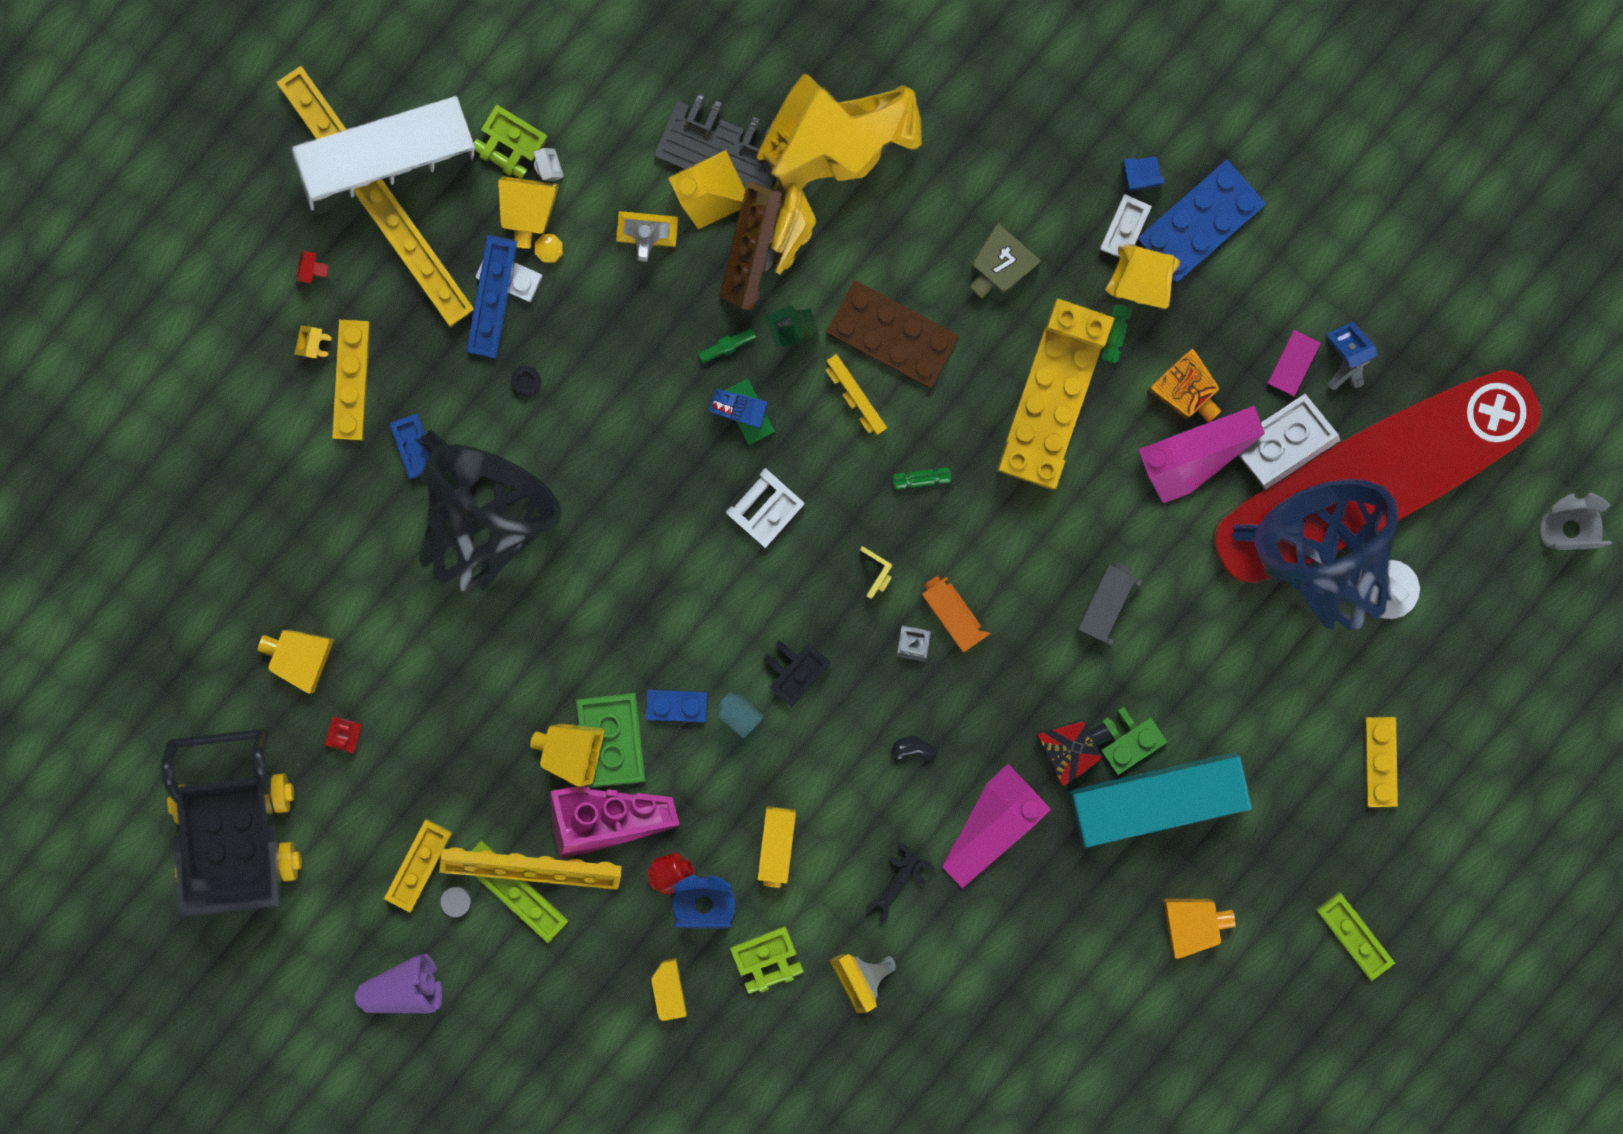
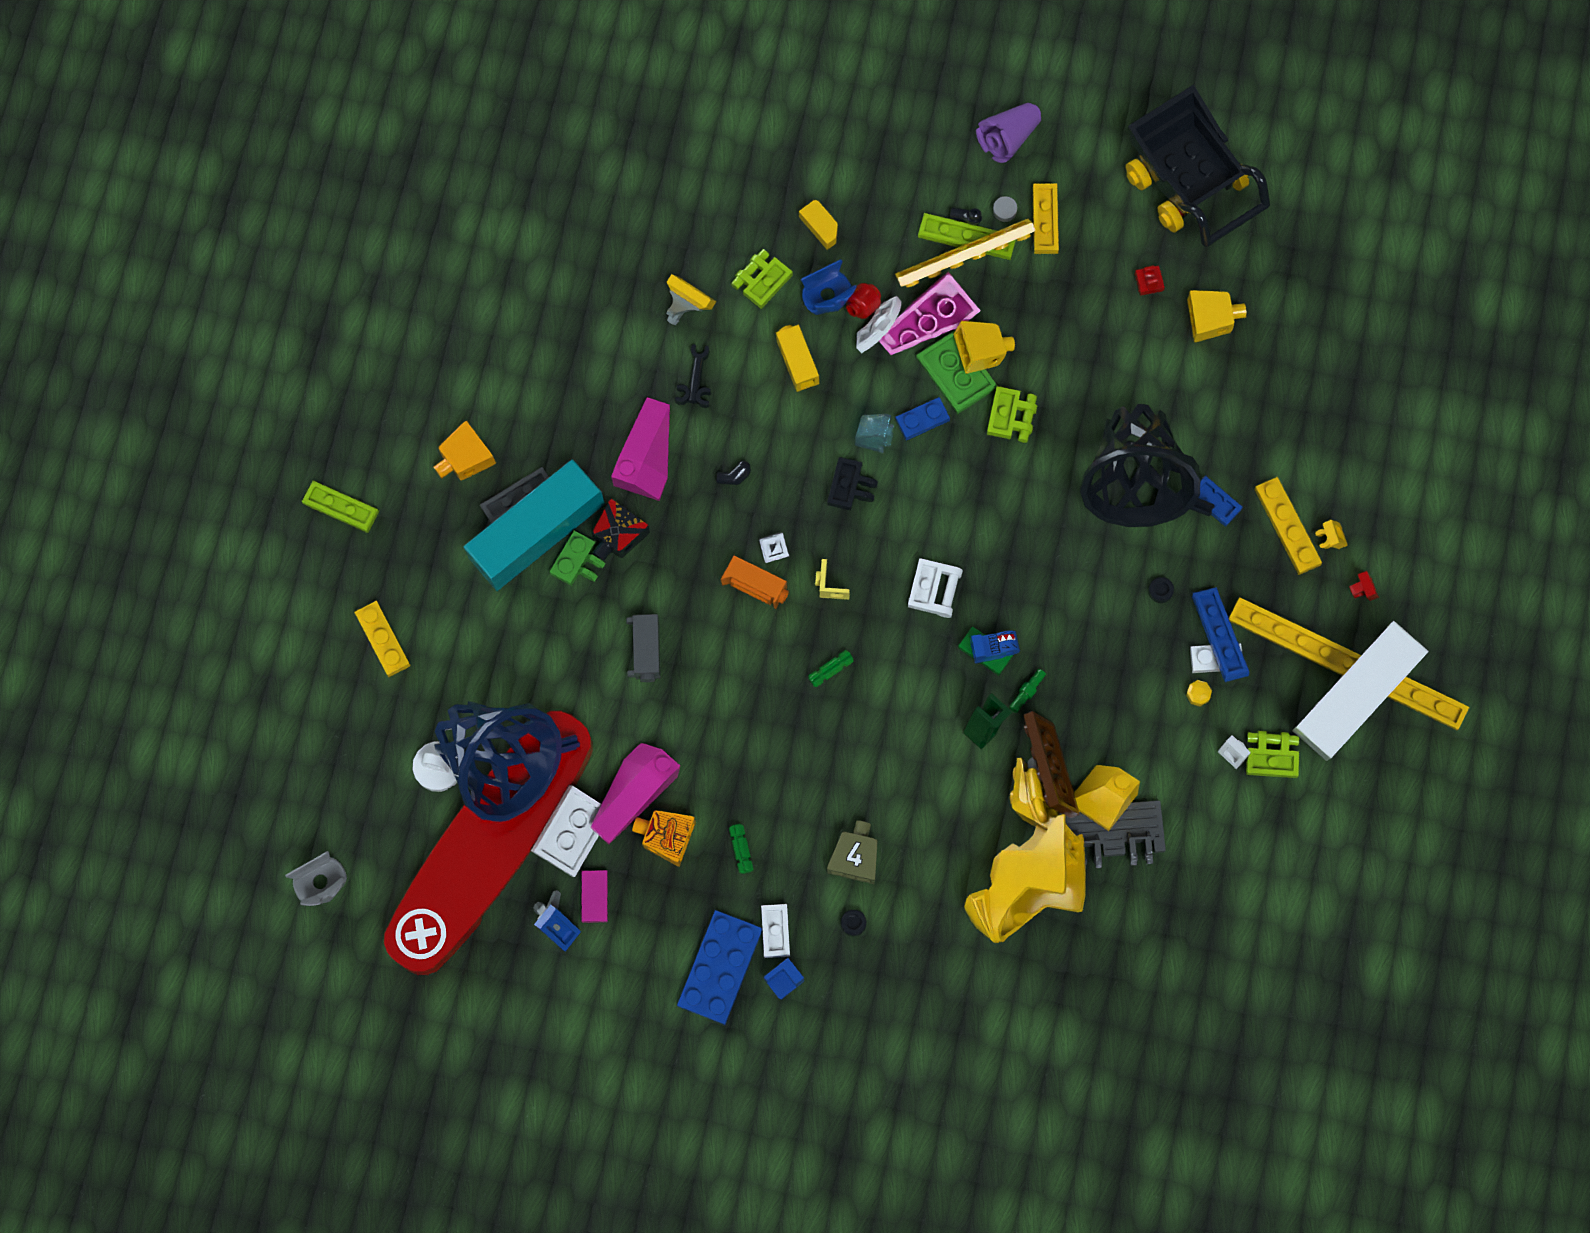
camera: 160 degrees right, 15 degrees down
(499, 910) = (971, 216): none -> black arm
(525, 207) = (1233, 711): yellow torso -> none
(585, 665) = (1003, 414): none -> lime plate
(646, 231) = (1134, 742): piece -> none
(668, 835) = (879, 324): none -> white tile
(854, 395) = (912, 701): yellow plate -> none
(892, 334) = (909, 762): reddish brown plate -> none
(1039, 195) = (853, 923): none -> black tile
(1054, 394) = (764, 776): yellow plate -> none
(1143, 276) = (743, 895): yellow piece -> none
(1160, 847) = (505, 500): none -> dark grey tile

